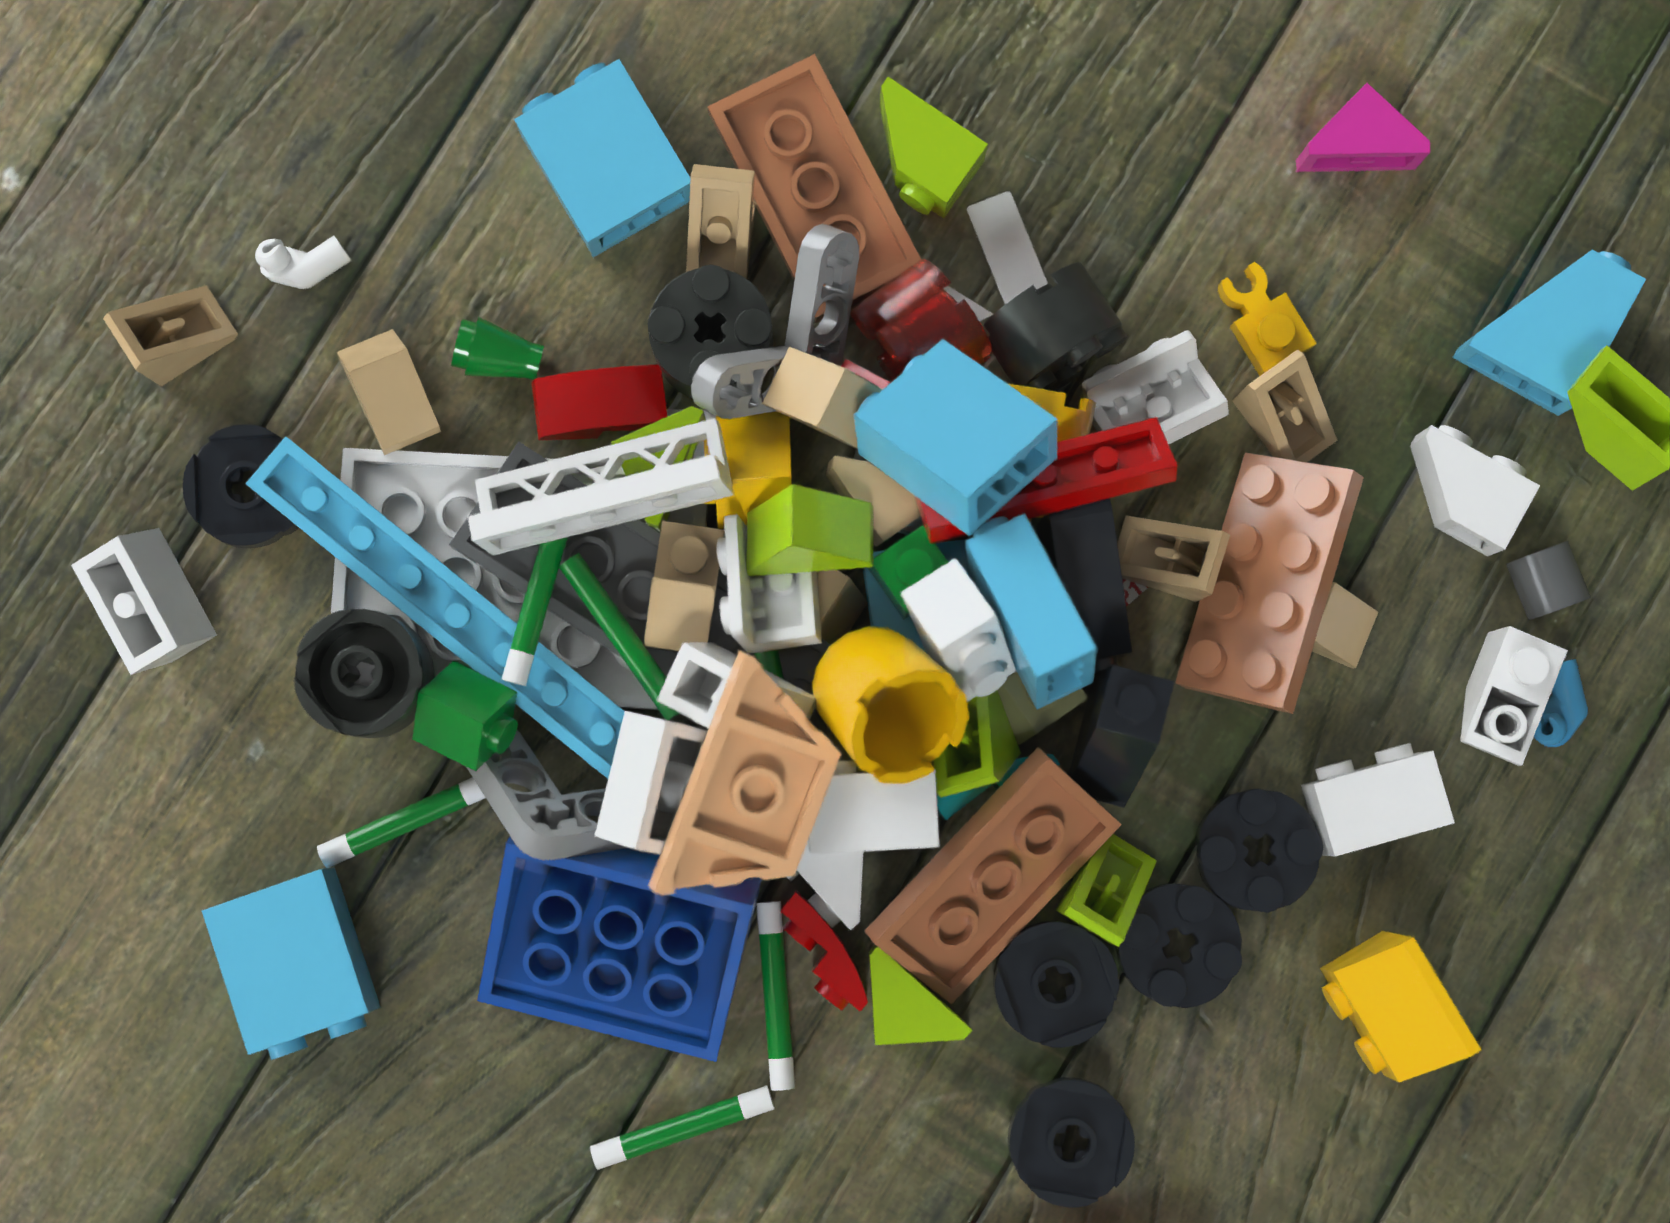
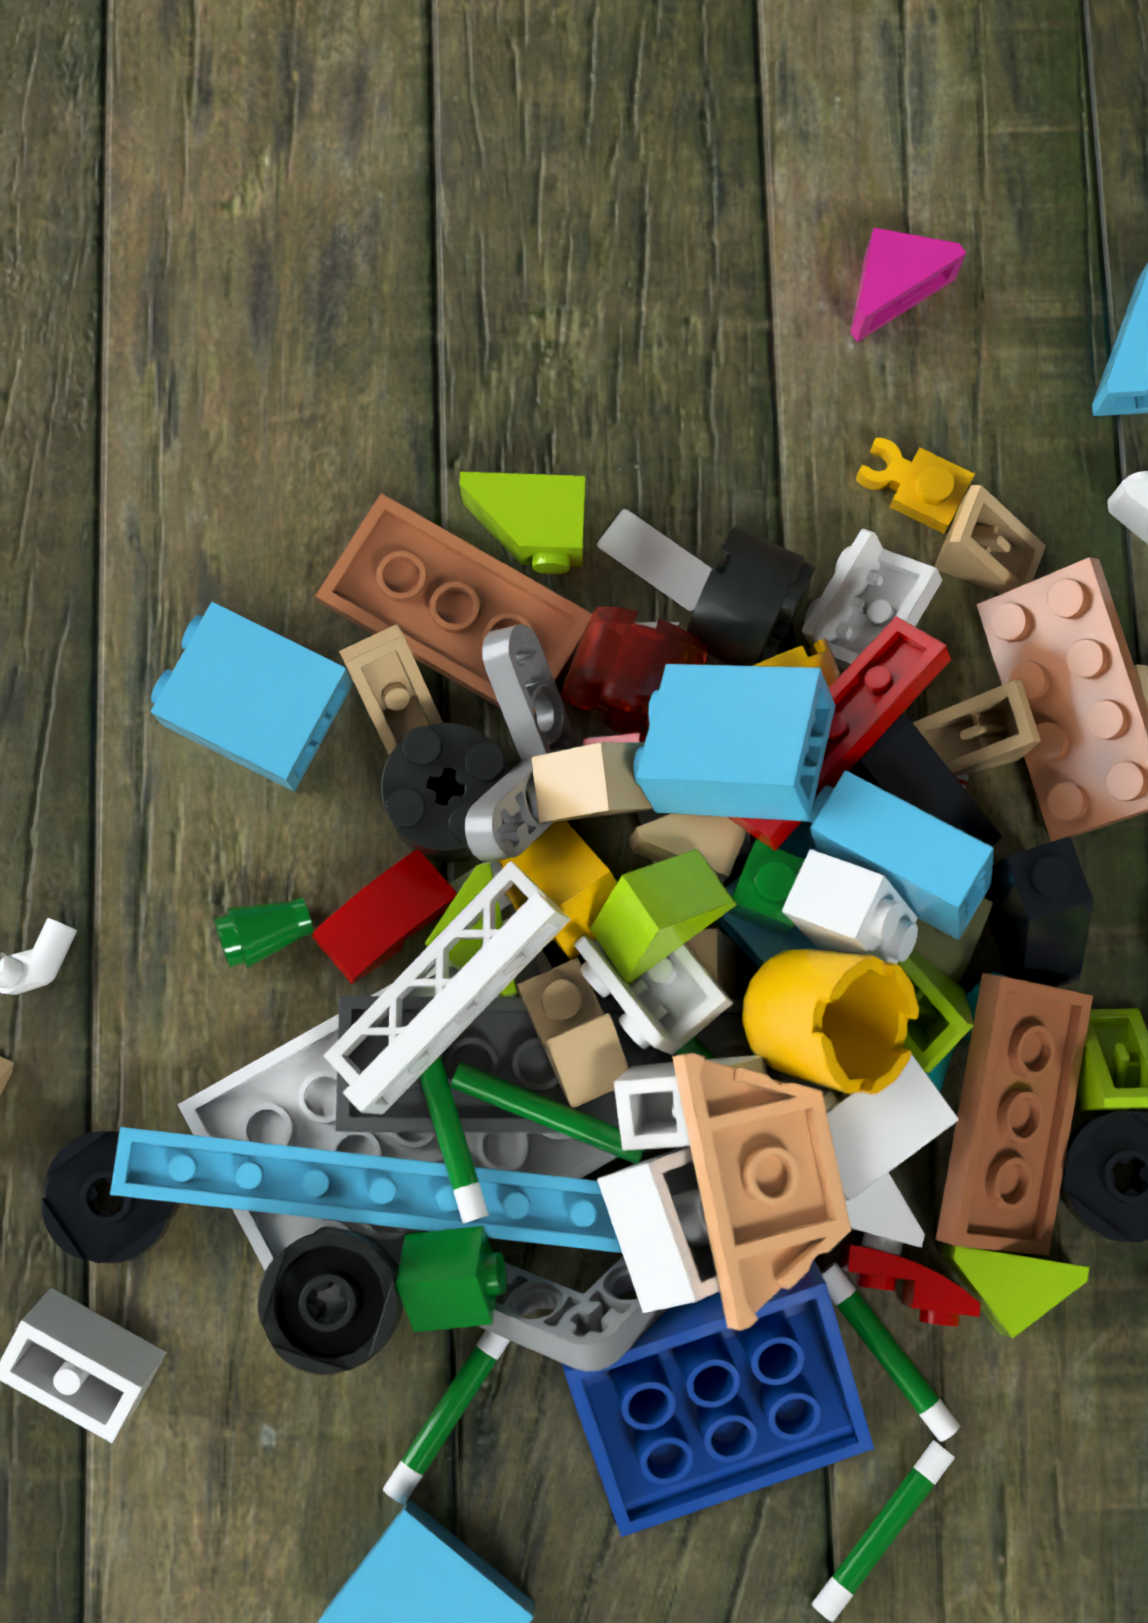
camera: 30 degrees left, 5 degrees down
(389, 391) = (187, 1025): tan slope -> none

